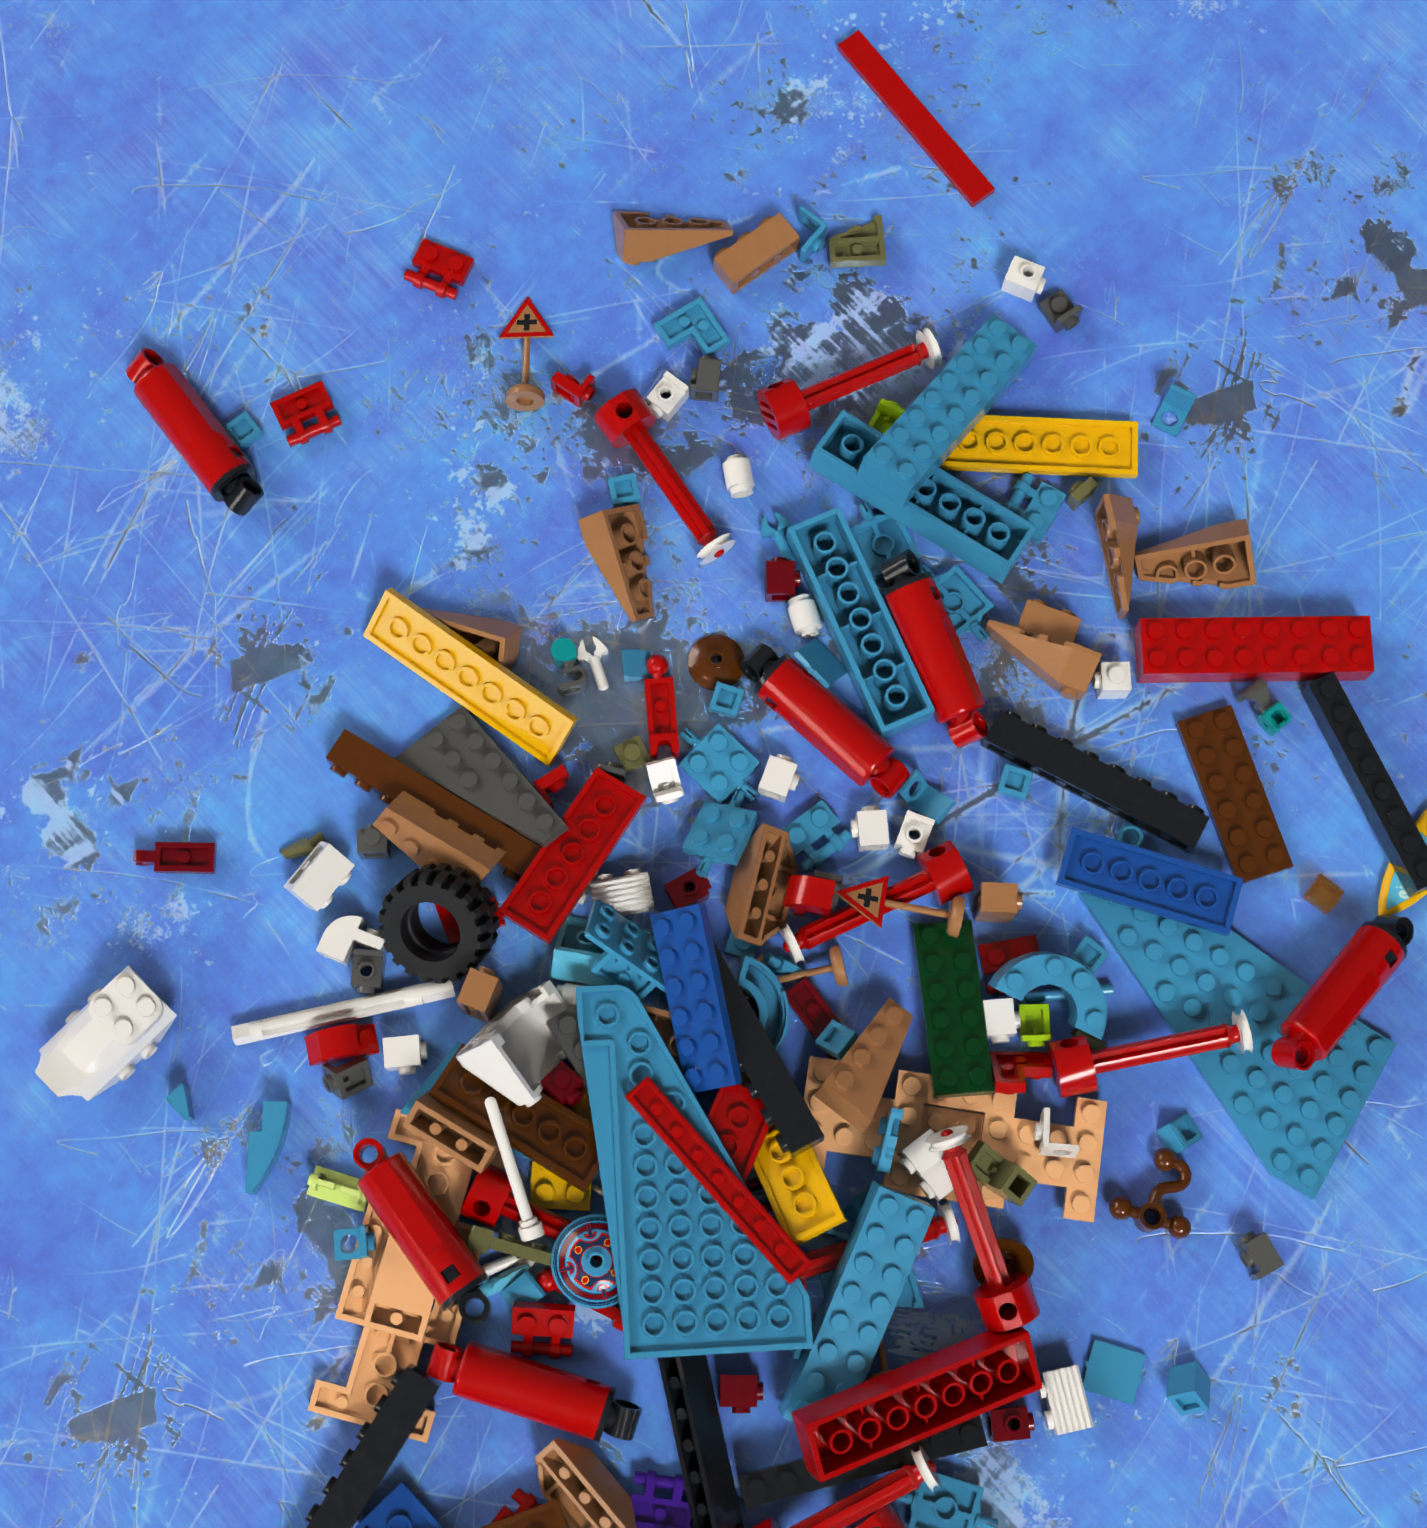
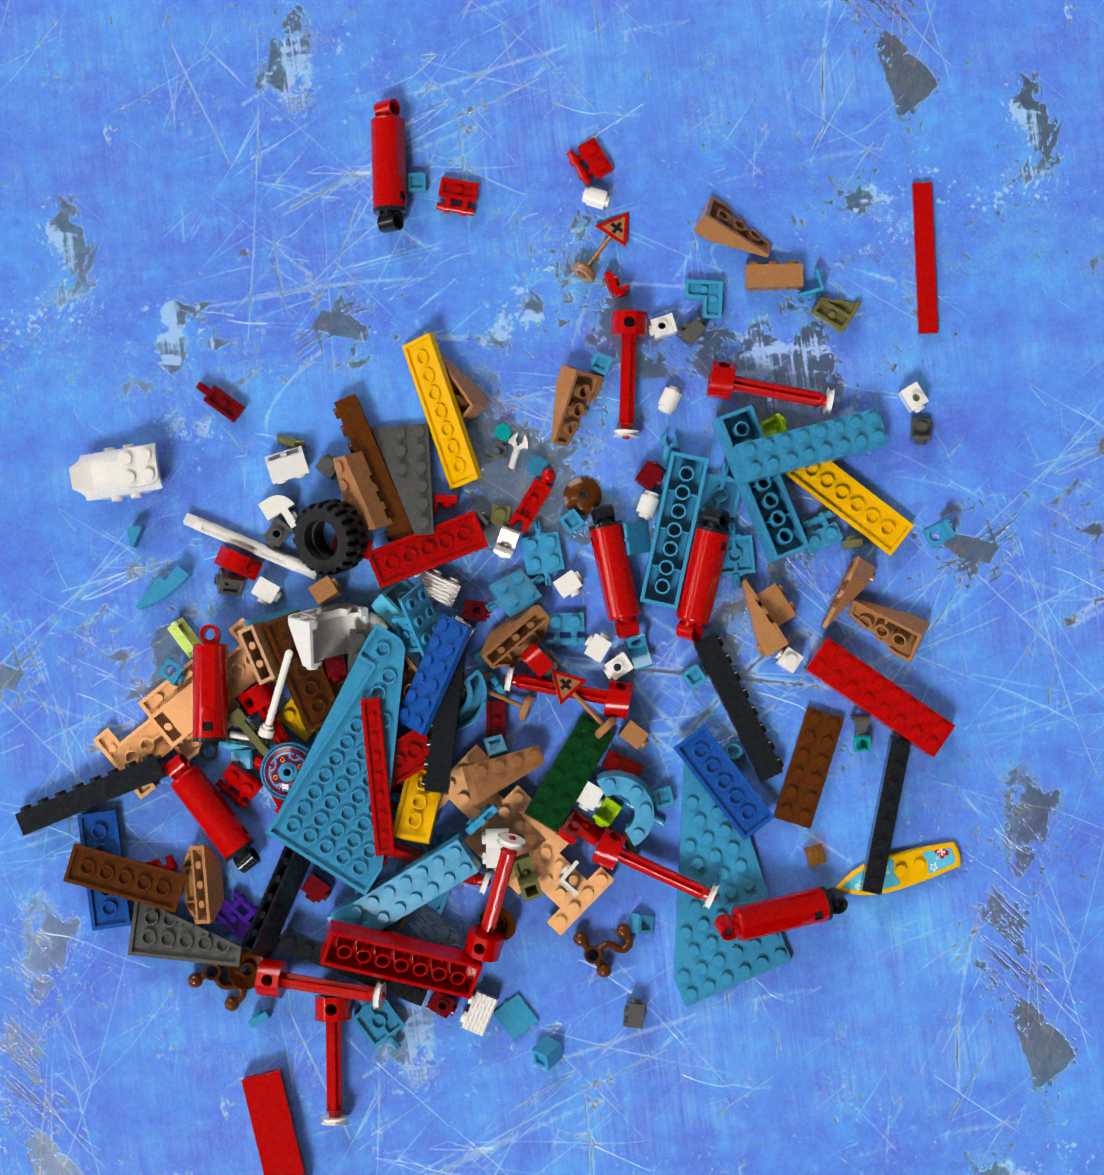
camera: 35 degrees right, 10 degrees up
(477, 304) = (596, 198): none -> white brick

